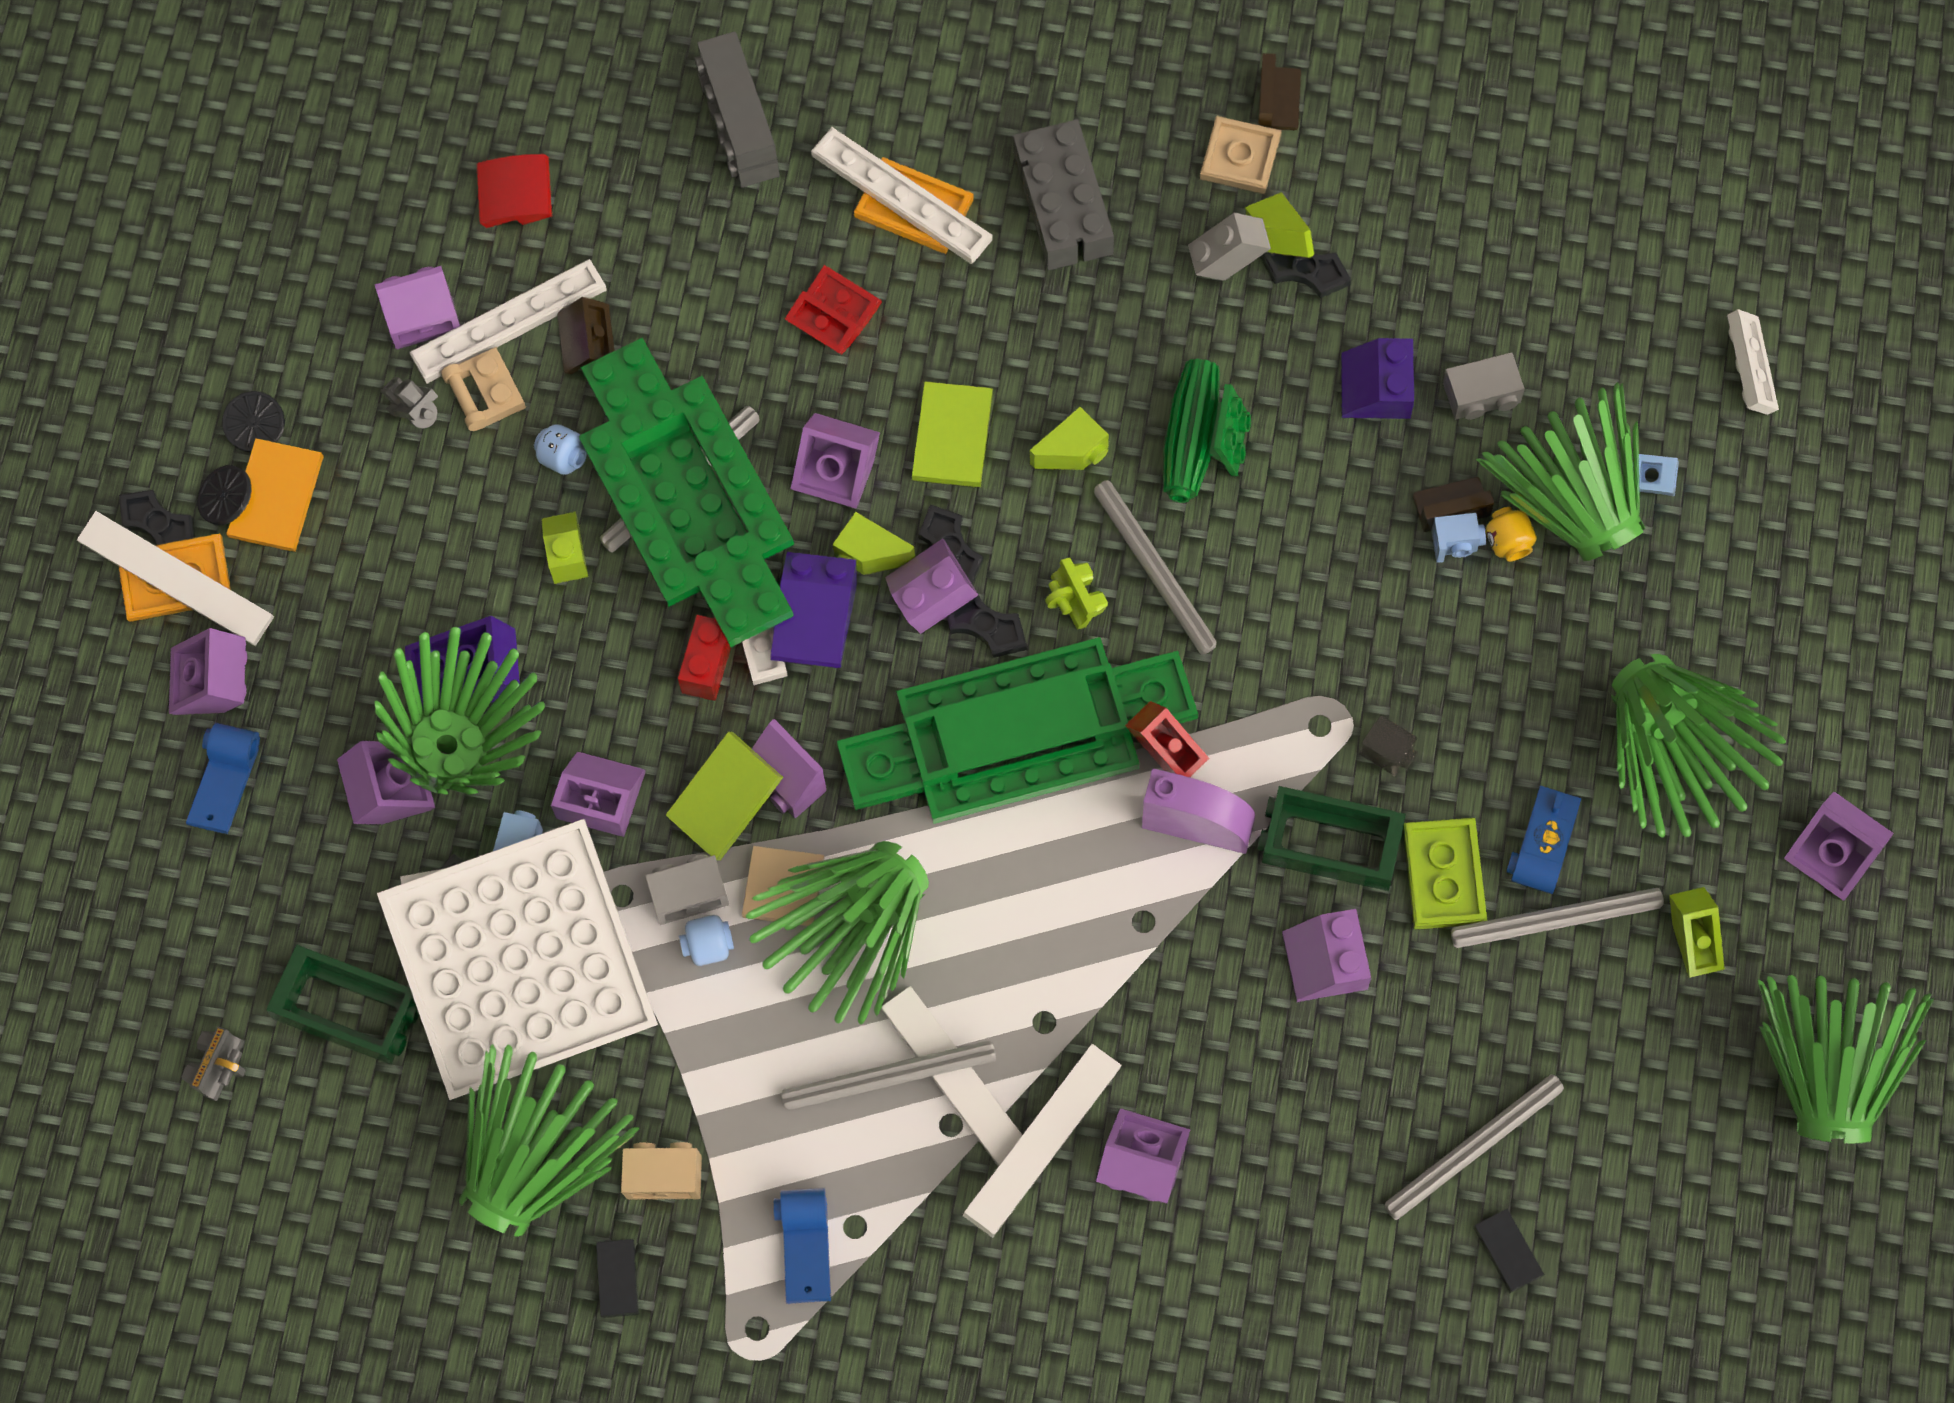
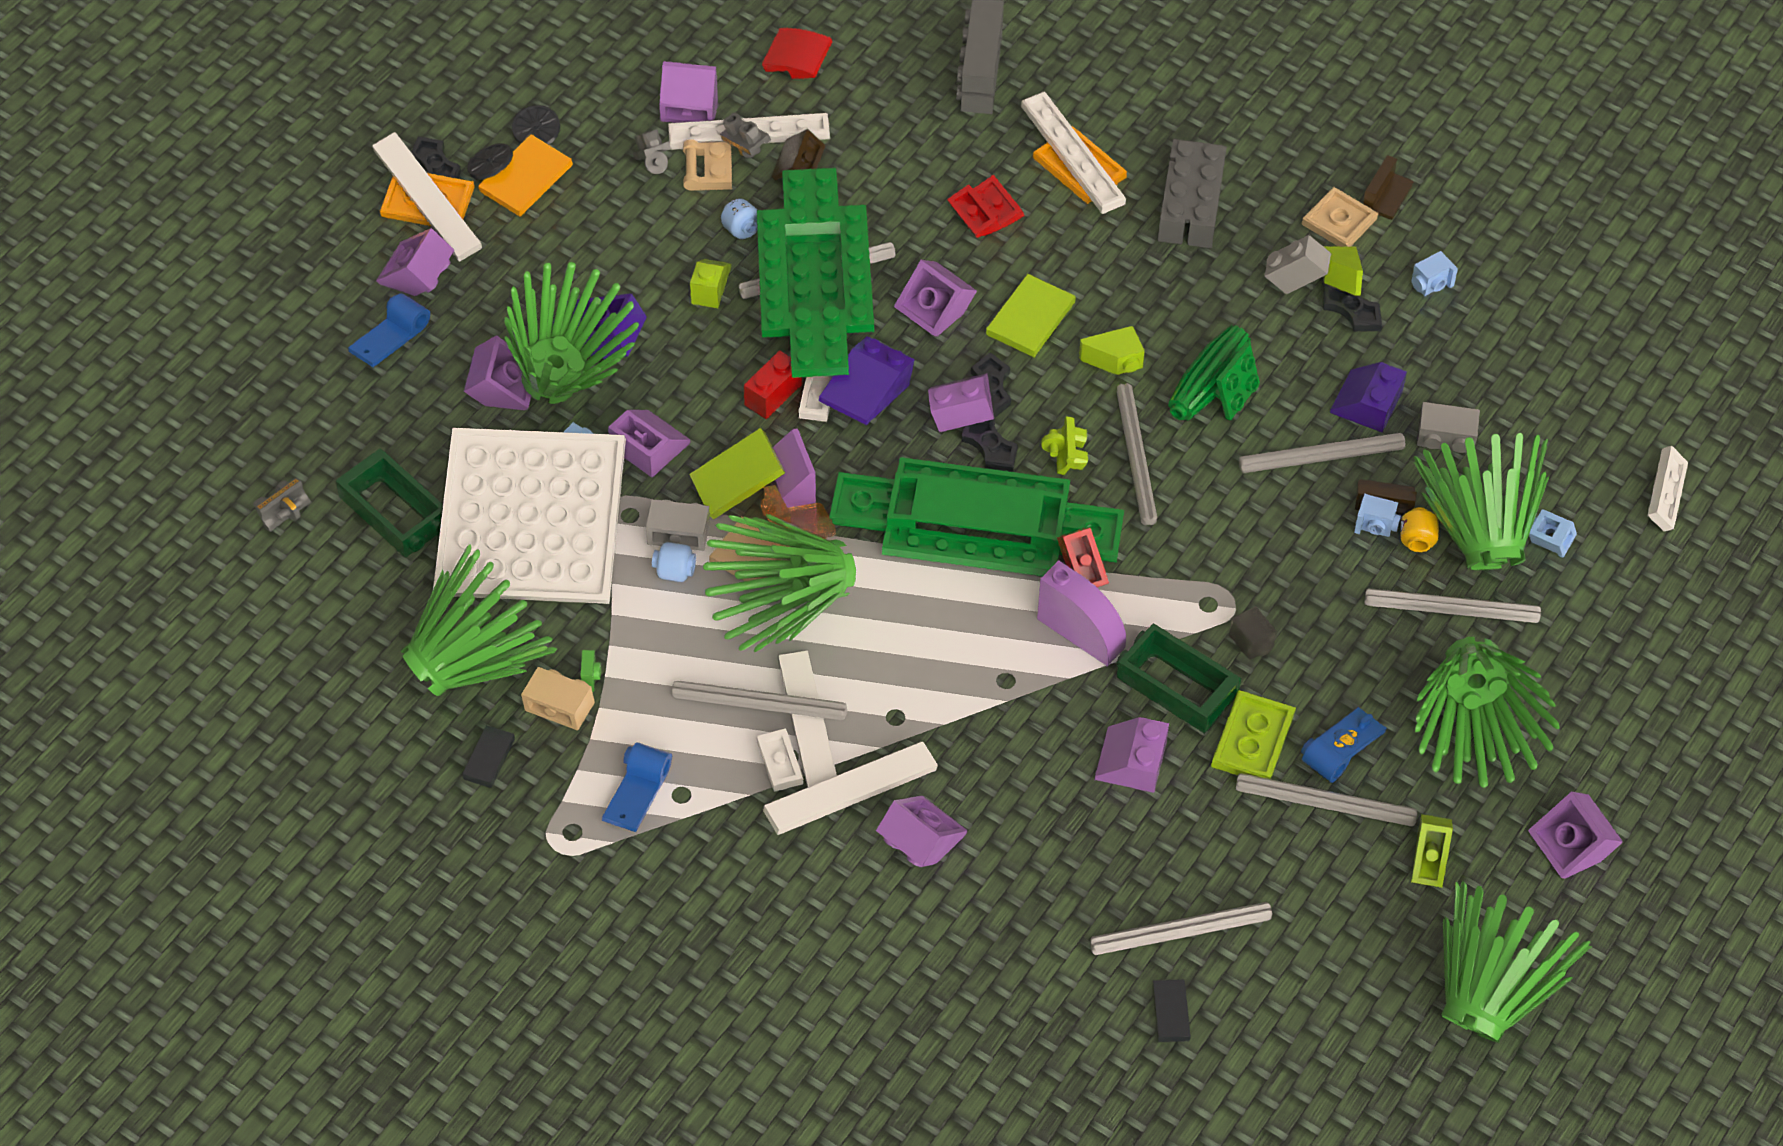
camera: 20 degrees right, 15 degrees down
(511, 337) = (743, 135): none -> dark grey hips
(680, 1121) = (590, 668): none -> bright green plate
(822, 827) = (808, 517): none -> clear orange bracket
(871, 546) = (932, 360): lime slope -> none
(946, 1138) = (779, 760): none -> white plate
(1358, 477) = (1321, 453): none -> light grey axle
(1380, 189) = (1434, 274): none -> light blue brick
(1584, 612) = (1452, 605): none -> light grey axle

